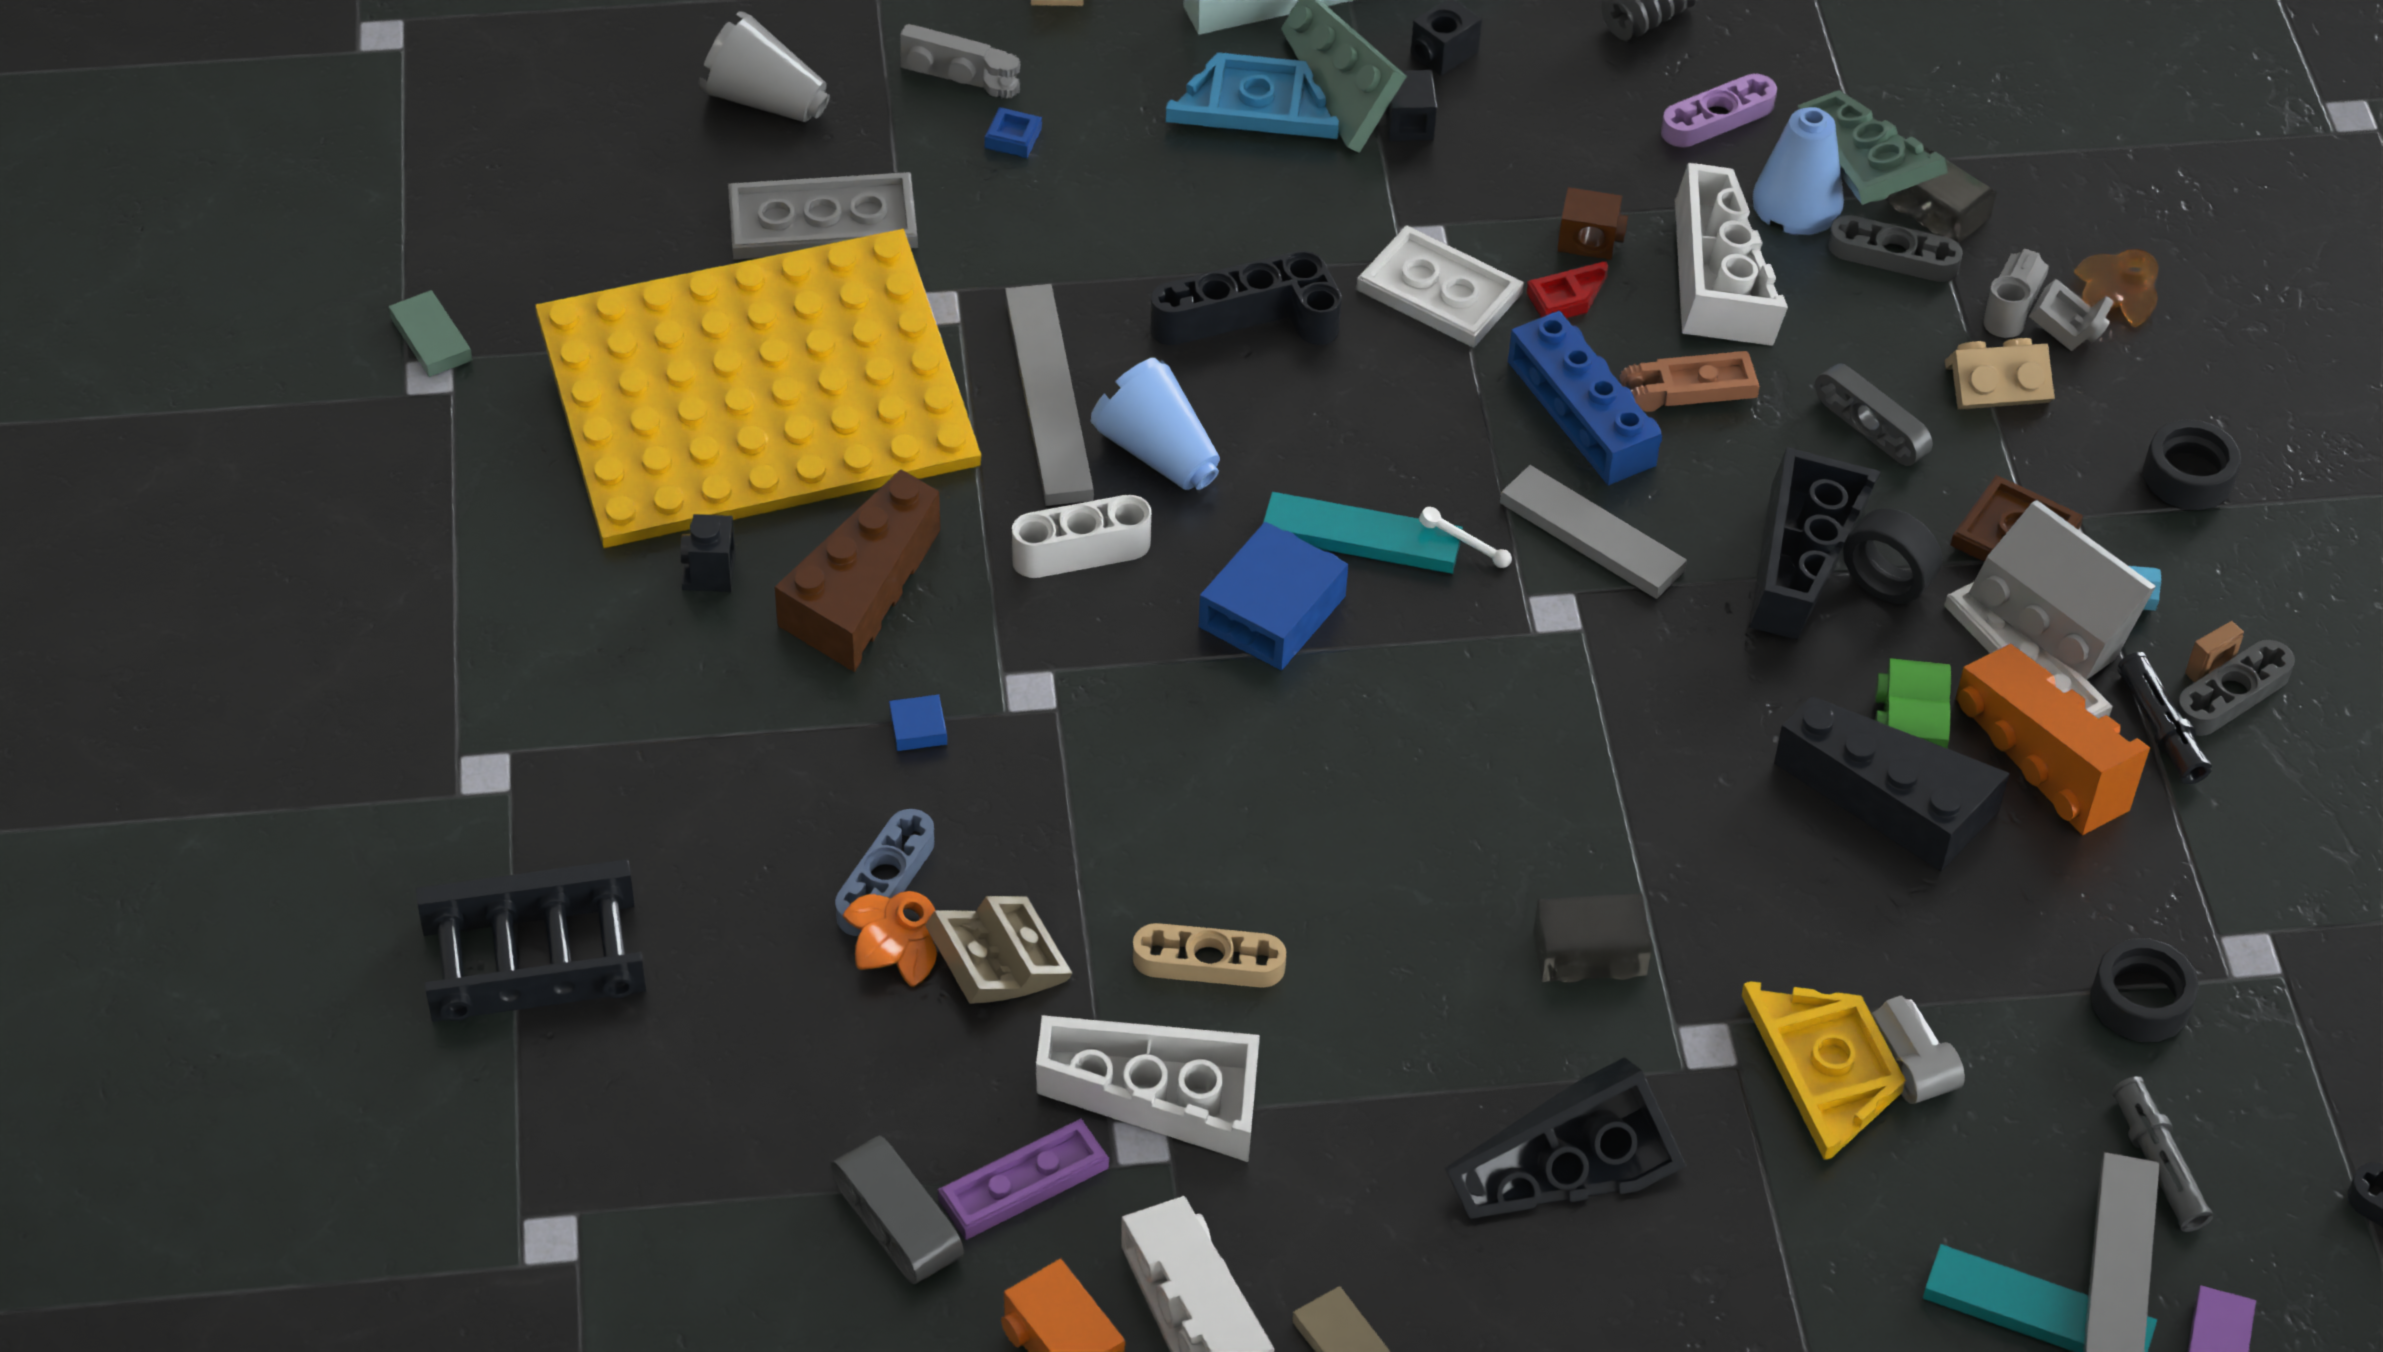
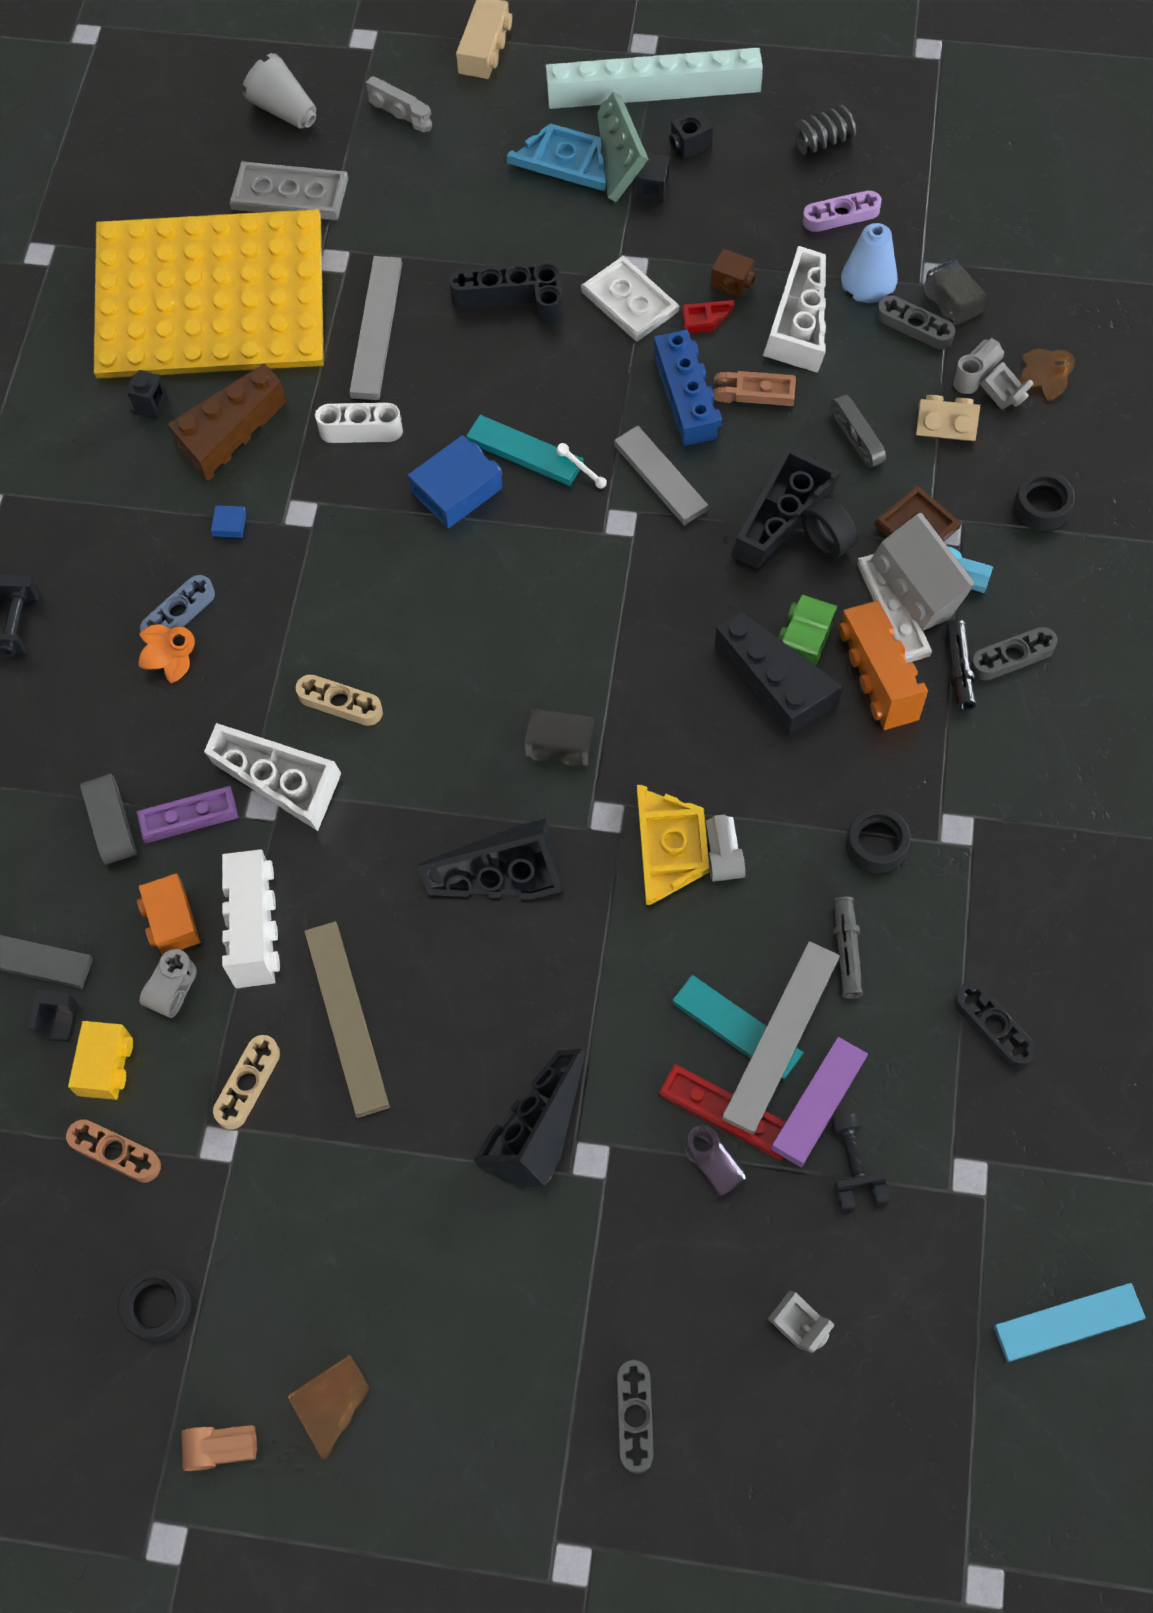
camera: 20 degrees right, 15 degrees up
(430, 333) = (46, 227): sand green tile -> none
(998, 949) = (221, 672): dark tan slope -> none
(1013, 132) = (416, 155): blue tile -> none
(1158, 425) = (425, 360): light blue cone -> none
(1871, 152) = (918, 254): sand green wing -> none
(2214, 650) = (1008, 628): medium nougat tile -> none

